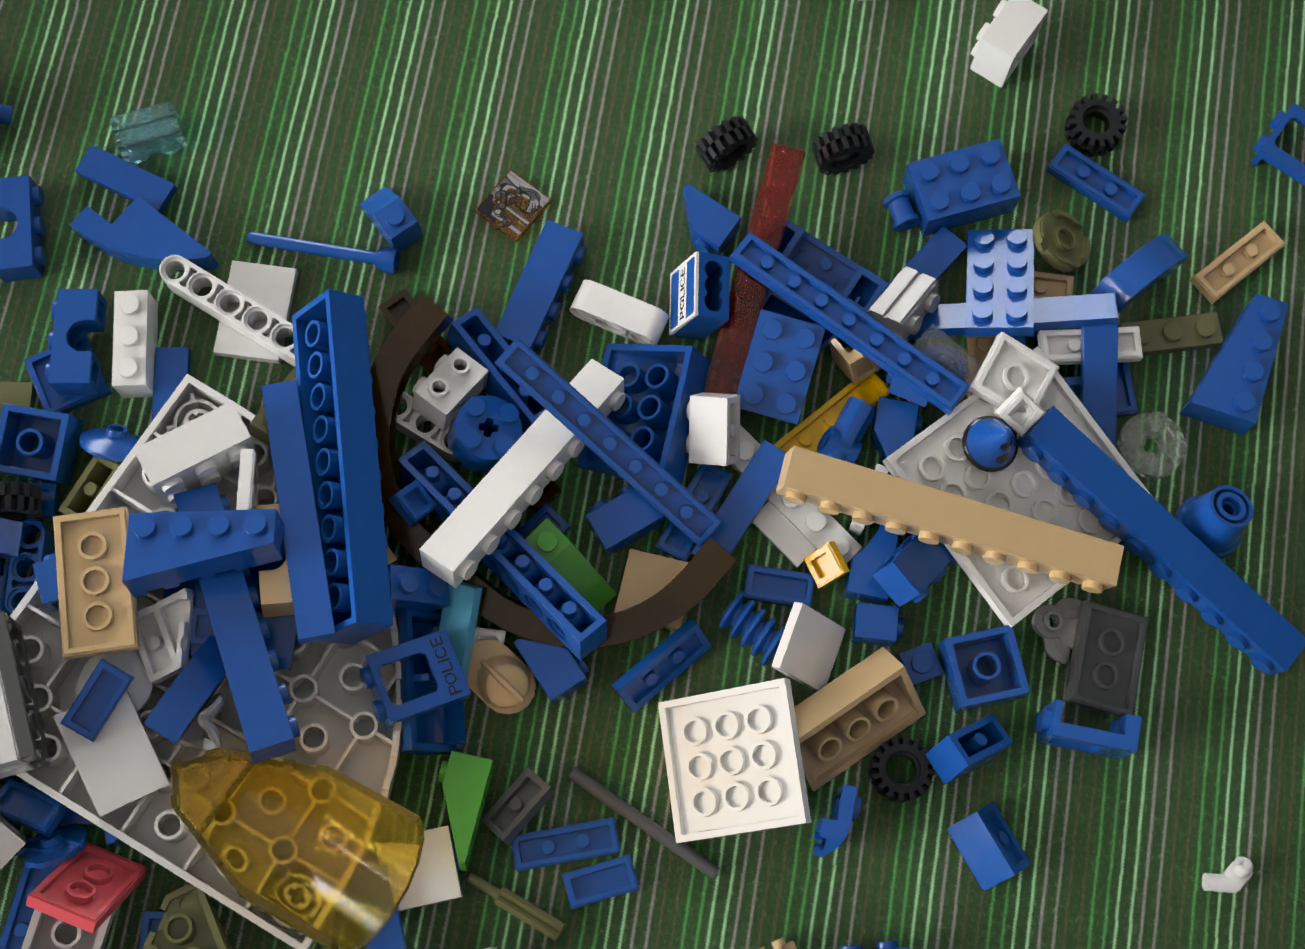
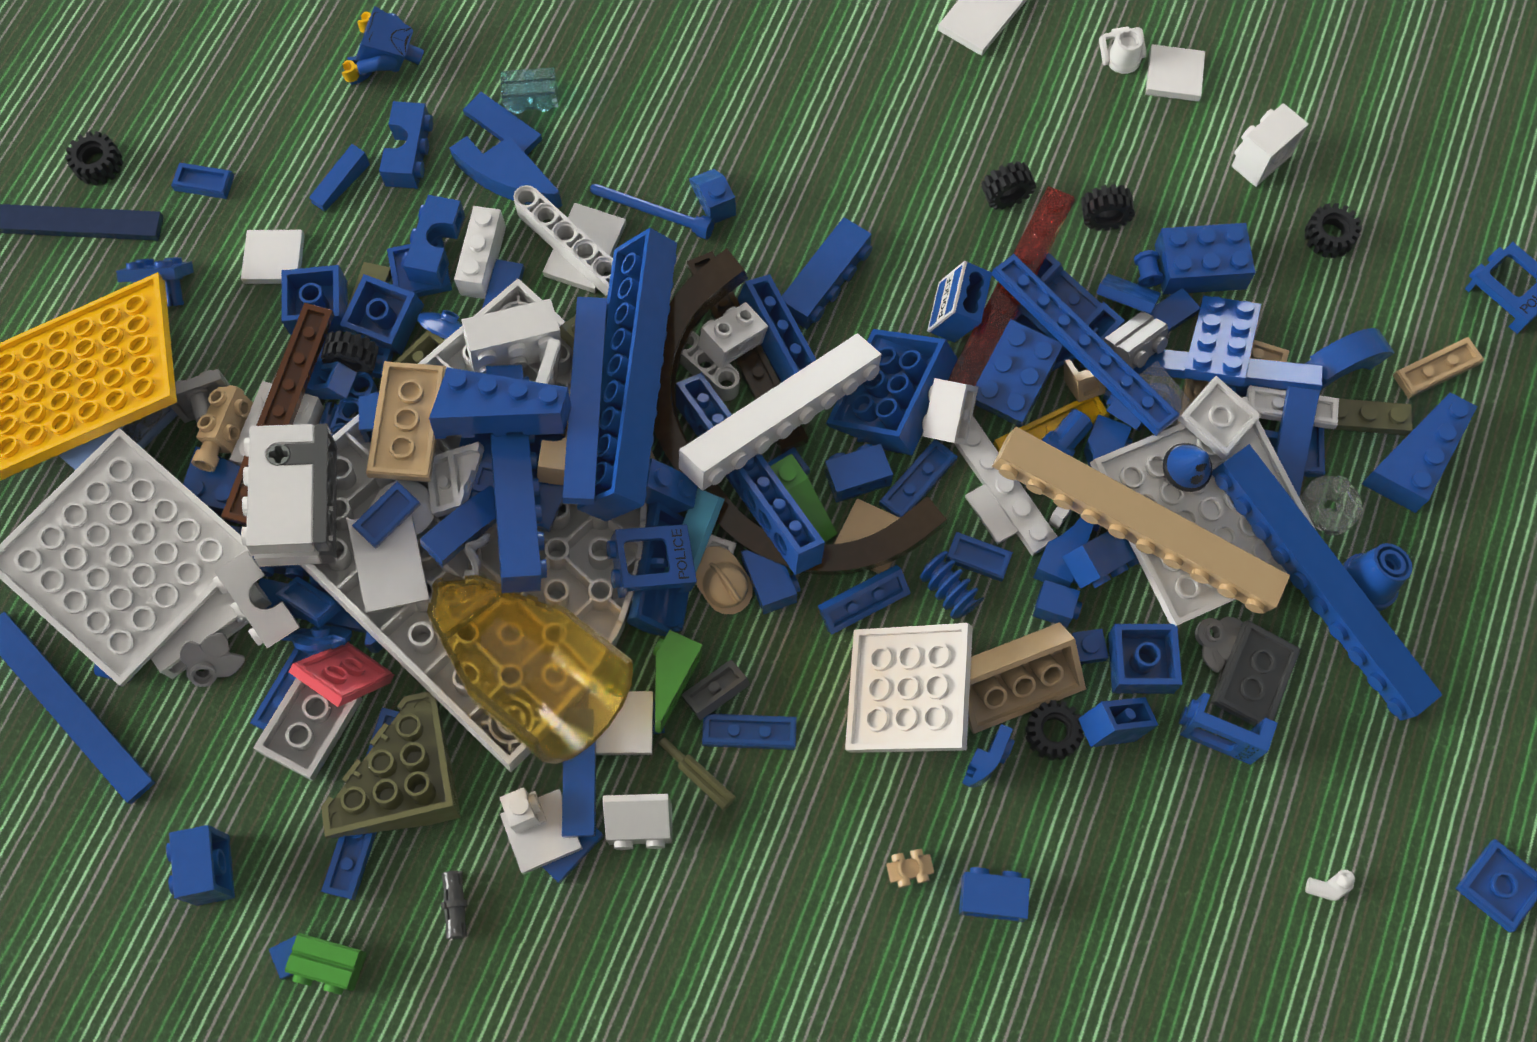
camera: 15 degrees right, 5 degrees down
(413, 502) = (681, 418): blue tile -> none
(480, 416) = (752, 372): blue brick -> none
(513, 205) = (817, 204): piece -> none
(600, 881) = (773, 769): blue tile -> none
(608, 442) = (857, 400): blue tile -> none
(619, 313) = (887, 305): white beam -> none
(643, 822) = (820, 728): dark grey piece -> none
(708, 222) = (981, 244): blue slope -> none
(747, 497) = (966, 474): blue tile -> none
(808, 647) = (994, 608): white tile -> none
(826, 564) = (1024, 544): yellow tile -> none
(886, 246) = (1128, 293): none -> blue tile
(988, 846) = (1119, 812): blue panel -> none
(1020, 411) = (1219, 443): white tile -> none
(1061, 241) = (1283, 318): olive tile -> none
(1096, 182) = (1324, 278): blue tile -> none

